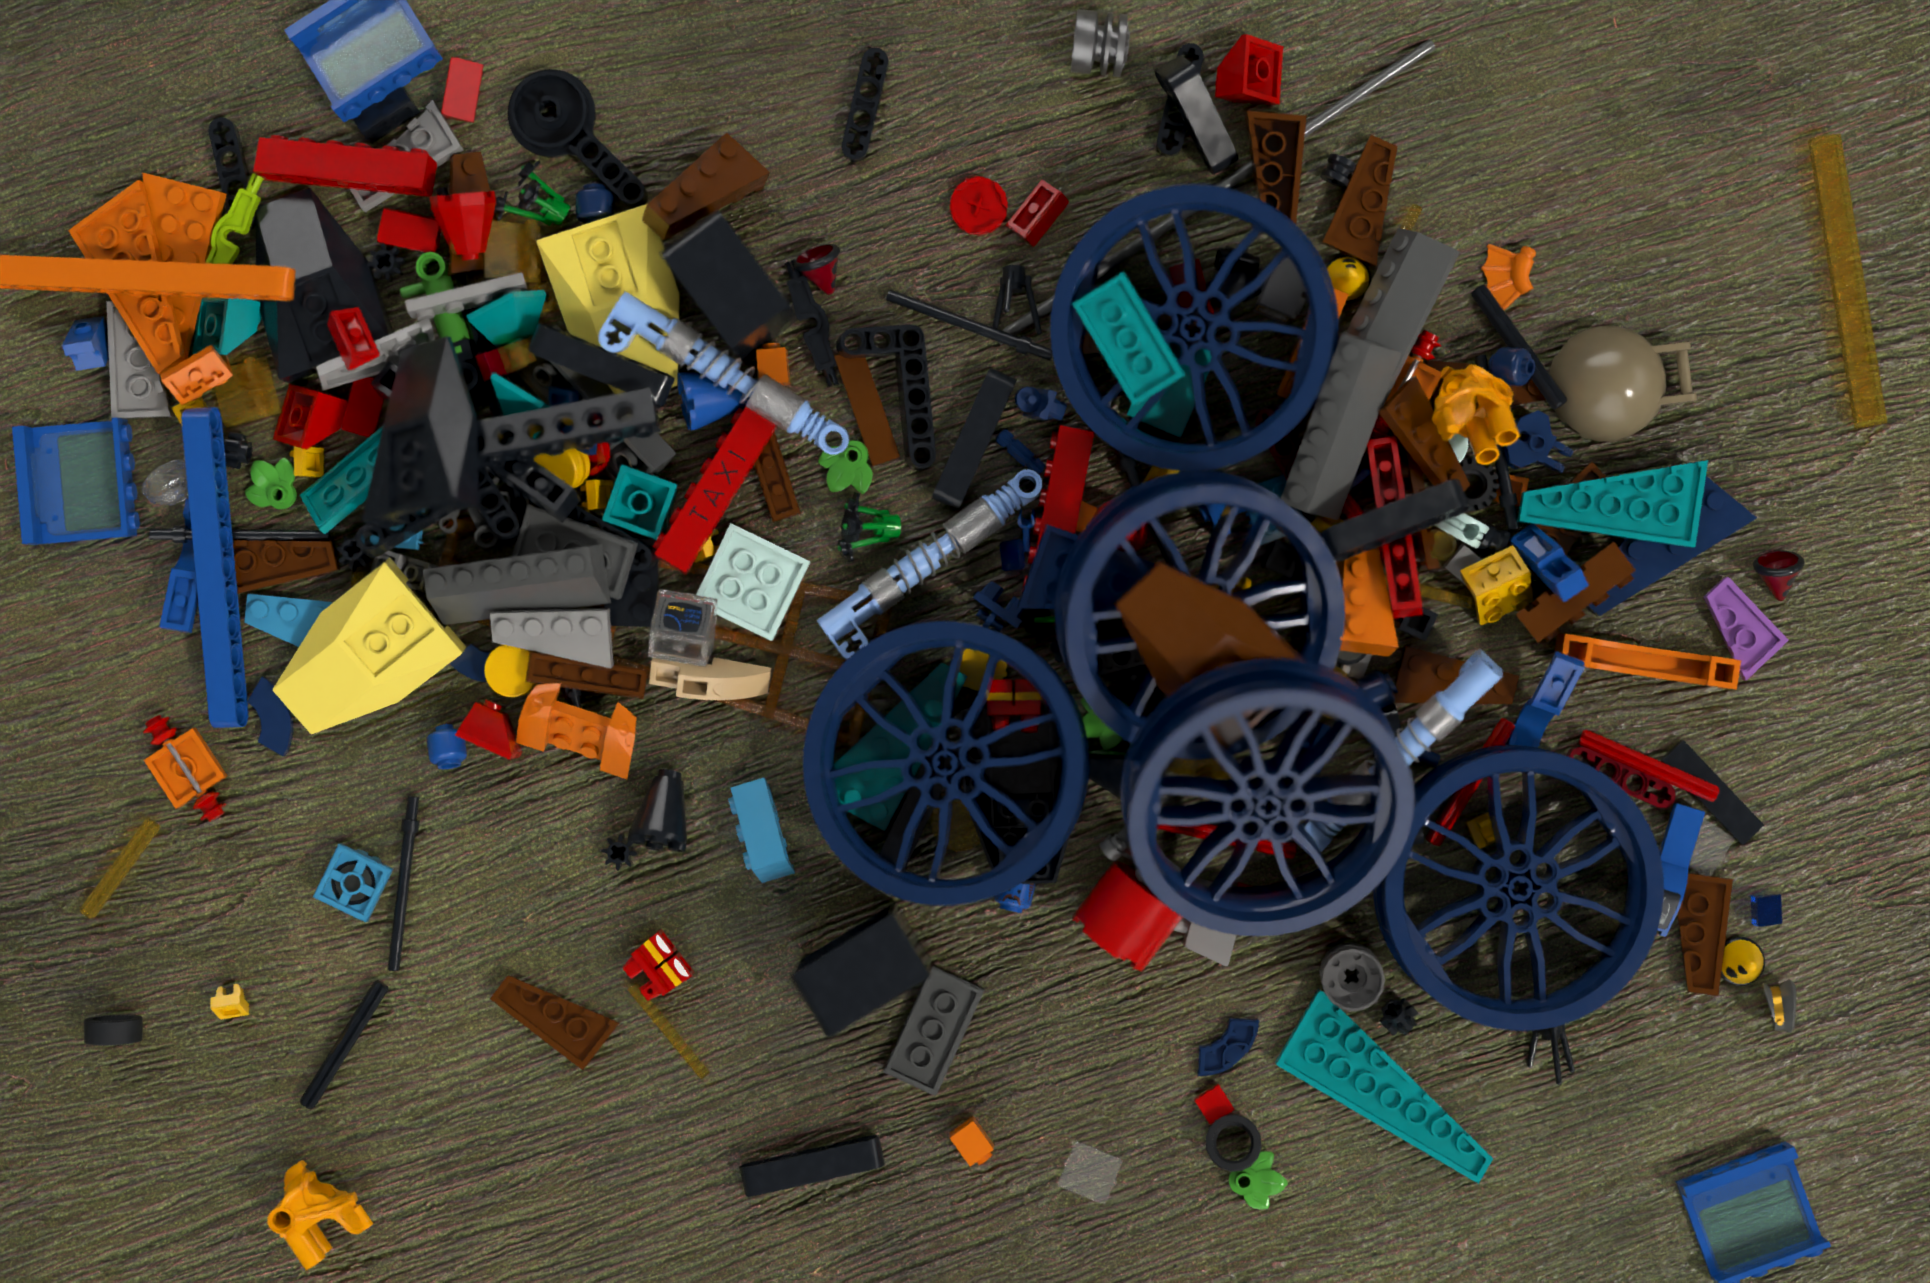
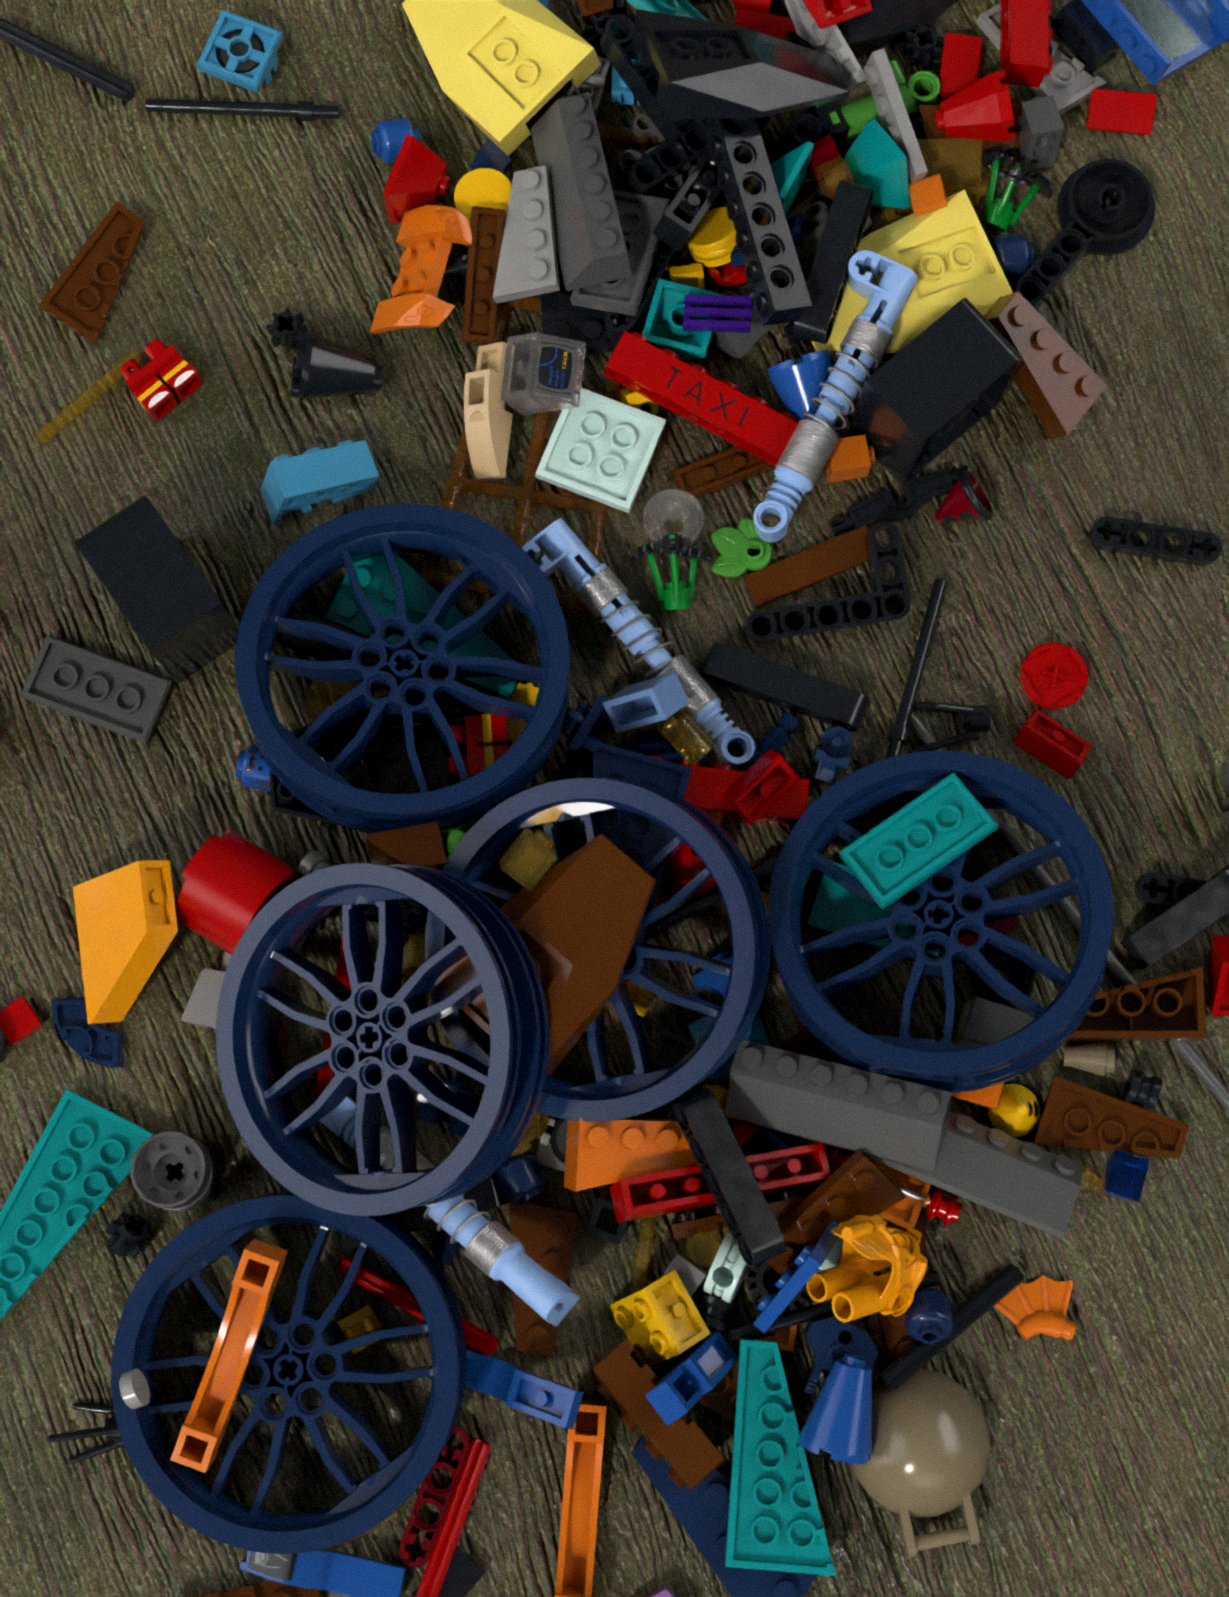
camera: 85 degrees right, 10 degrees down
(483, 167) = (1039, 133): none -> dark grey arch
(540, 274) = (928, 195): none -> orange tile
(641, 470) = (717, 308): none -> dark purple tile
(804, 523) = (673, 505): none -> clear piece
(986, 559) = (646, 702): none -> medium blue piece
(1015, 528) = (685, 737): none -> clear yellow piece
(1063, 467) = (760, 786): none -> red slope
(1106, 764) = (408, 845): none -> reddish brown slope
(1129, 666) = (529, 858): none -> clear yellow brick
(1154, 1012) = (122, 934): none -> light orange slope
(1309, 209) = (1091, 1057): none -> dark tan cone
(1407, 192) = (1125, 1175): none -> clear blue slope
(1480, 473) = (793, 1281): none -> blue wing
(1509, 933) = (230, 1356): none -> orange arch
(1530, 1010) = (134, 1389): none -> light grey tile
(1586, 444) = (842, 1413): none -> blue cone

